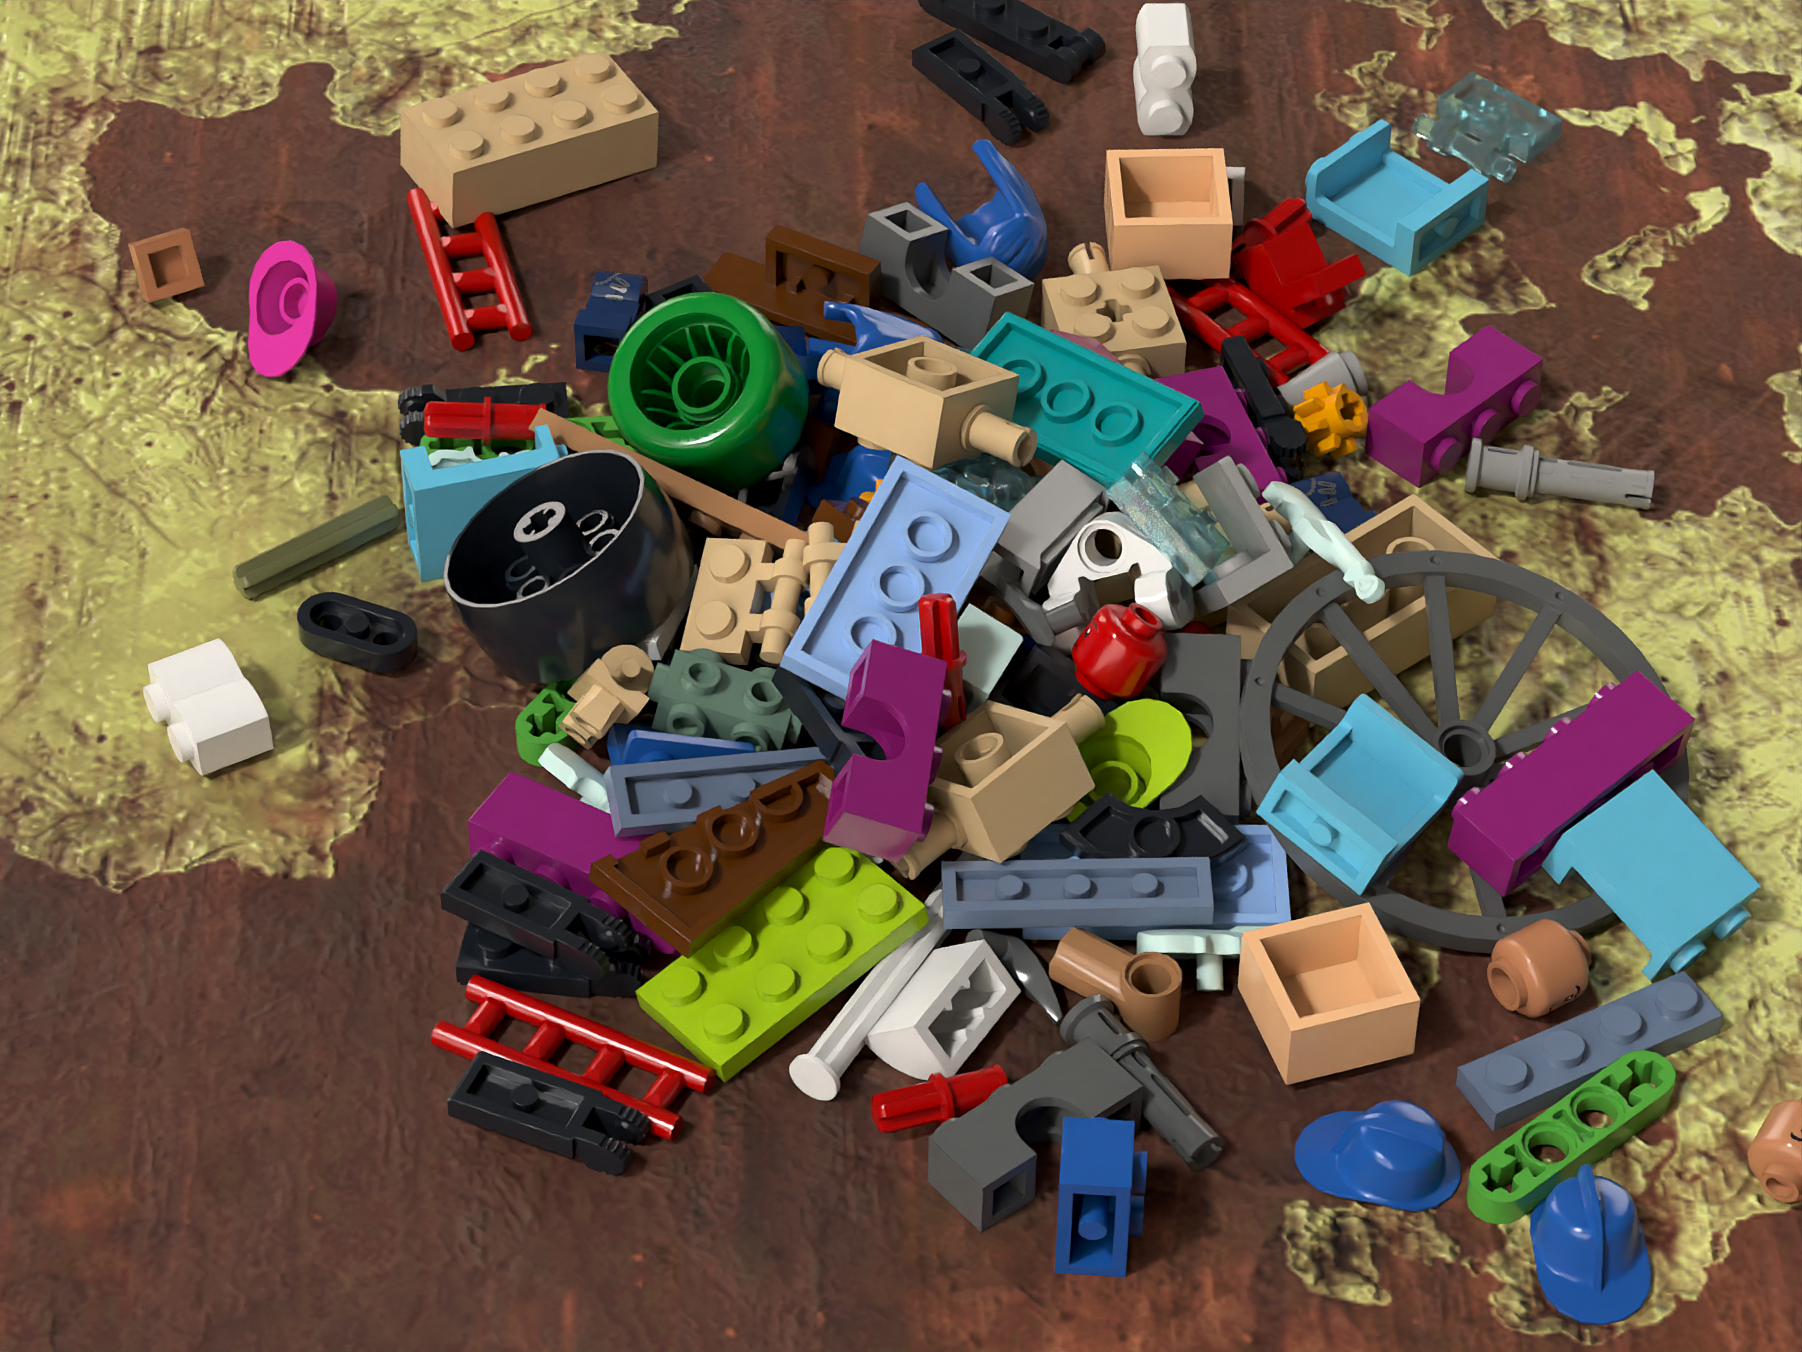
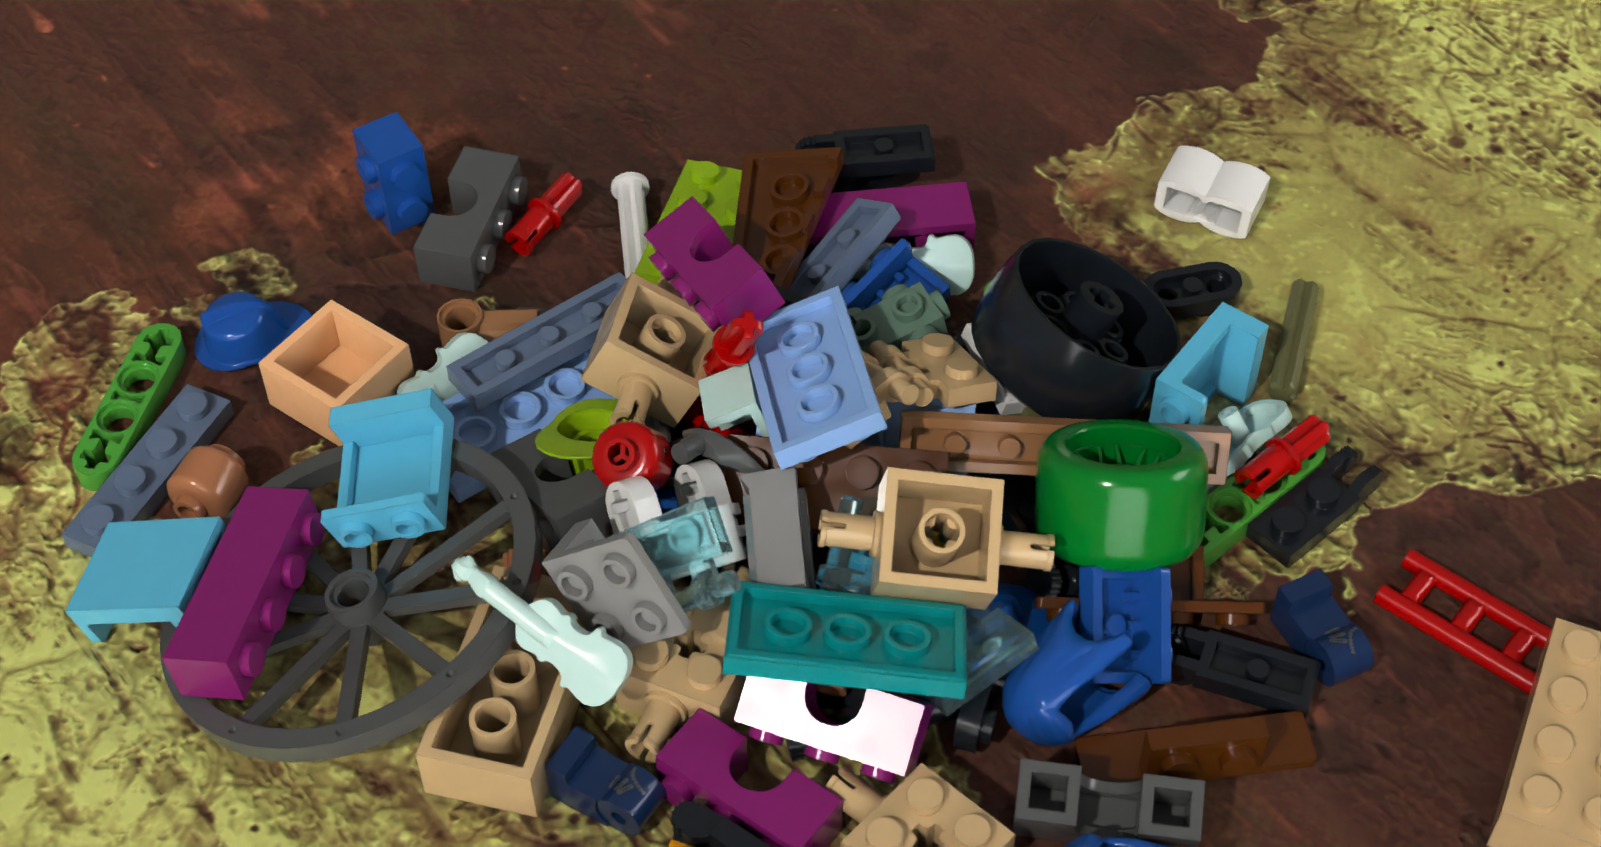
camera: 145 degrees right, 5 degrees up
(289, 307) = (1536, 494): dark pink piece -> none
(547, 1112) = (761, 95): black hinge -> none
(558, 1024) = (760, 125): red bar -> none
(608, 693) = (958, 277): tan hips -> none
(943, 1010) = (583, 251): white brick -> none
(1123, 831) = (507, 418): black tile -> none
(1161, 1101) = (428, 285): dark grey pin -> none
(1590, 1250) = (82, 350): blue piece -> none

